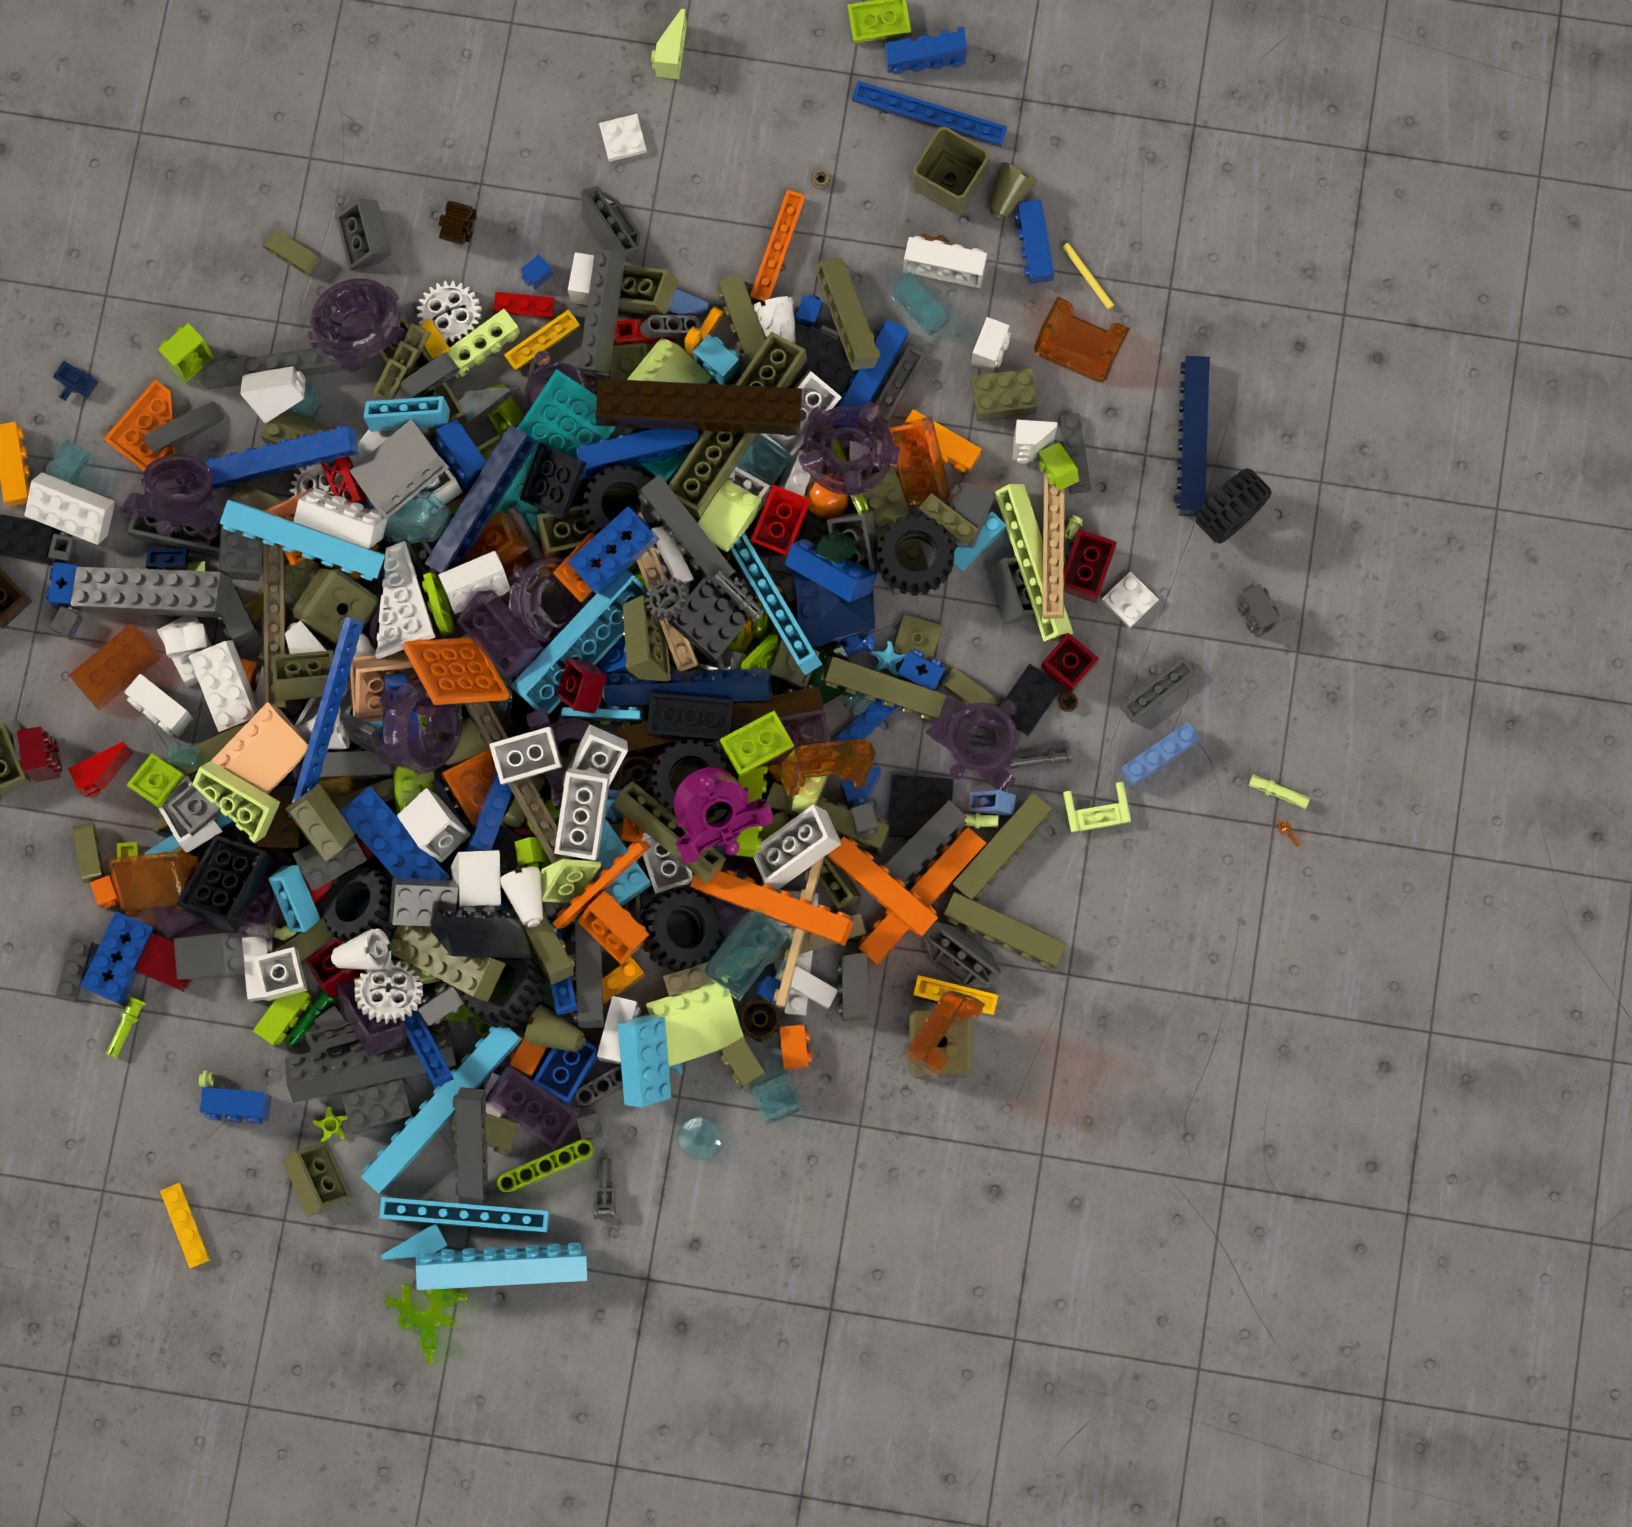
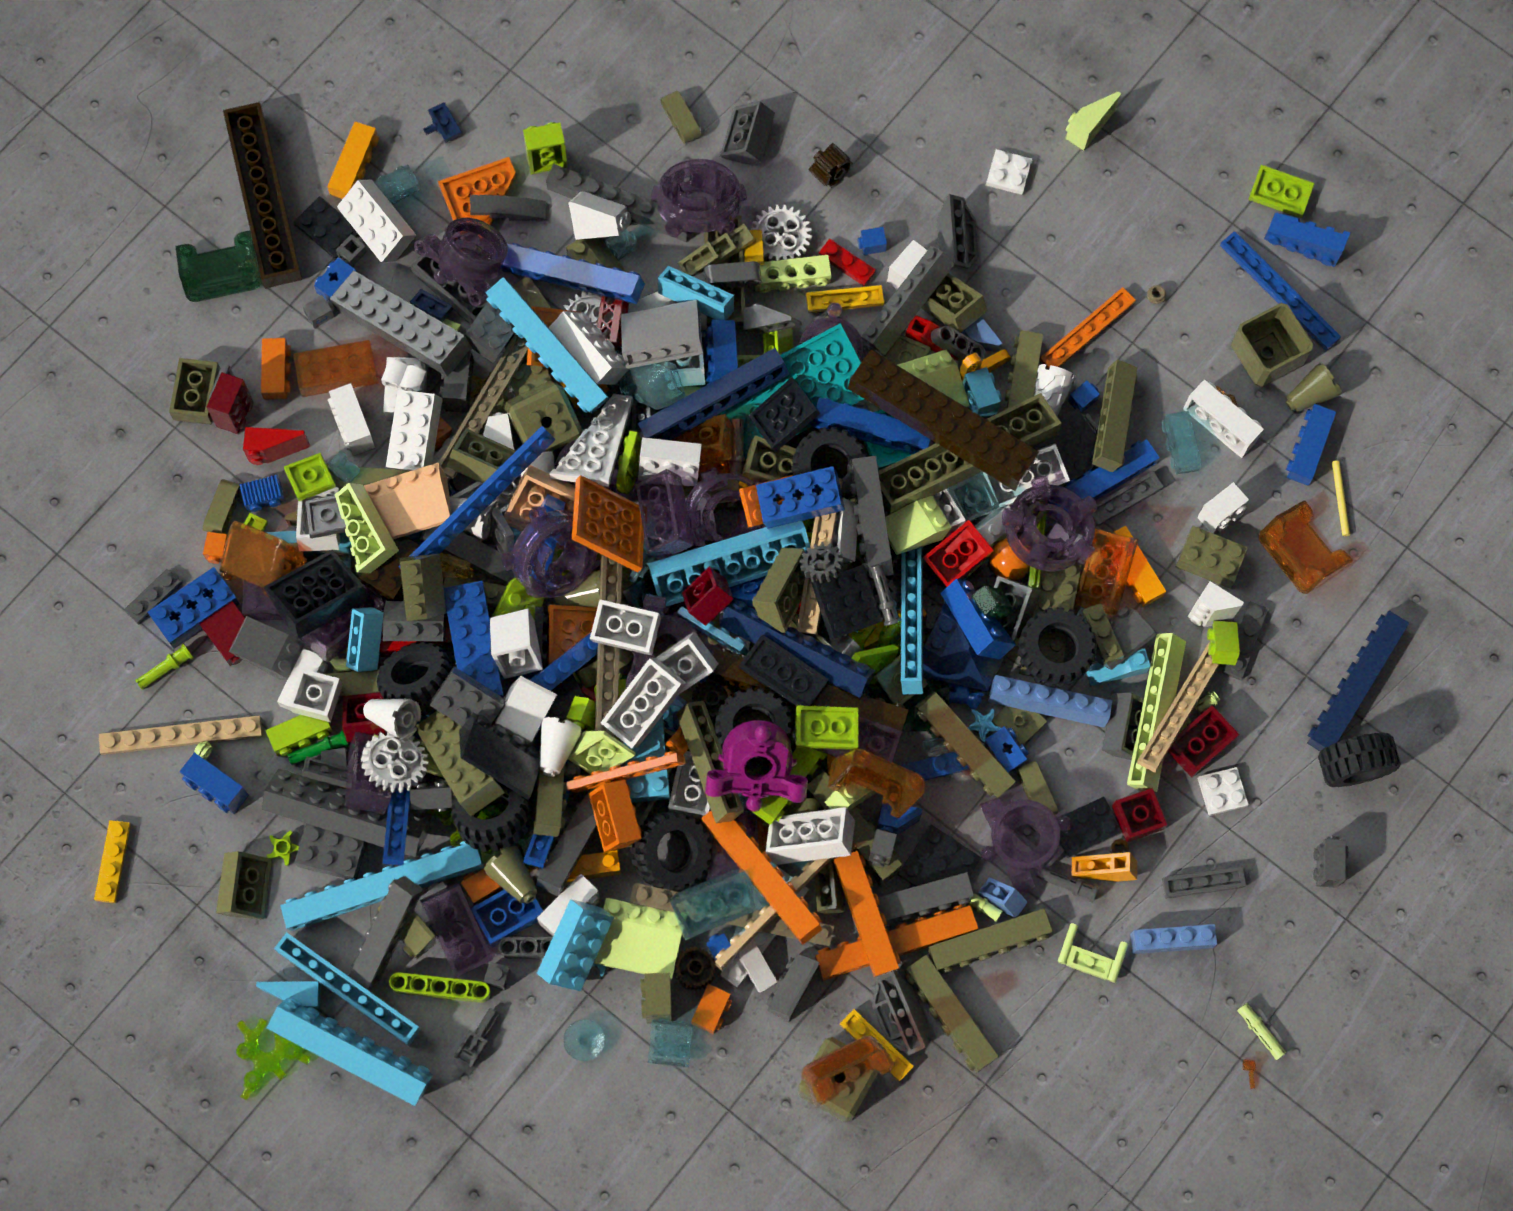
camera: 25 degrees right, 5 degrees down
(59, 698) = (275, 368): none -> orange brick
(117, 819) = (262, 493): none -> blue brick
(176, 1079) = (180, 735): none -> tan plate
(935, 605) = (1050, 701): none -> medium blue brick
(1066, 725) = (1105, 867): none -> light orange slope

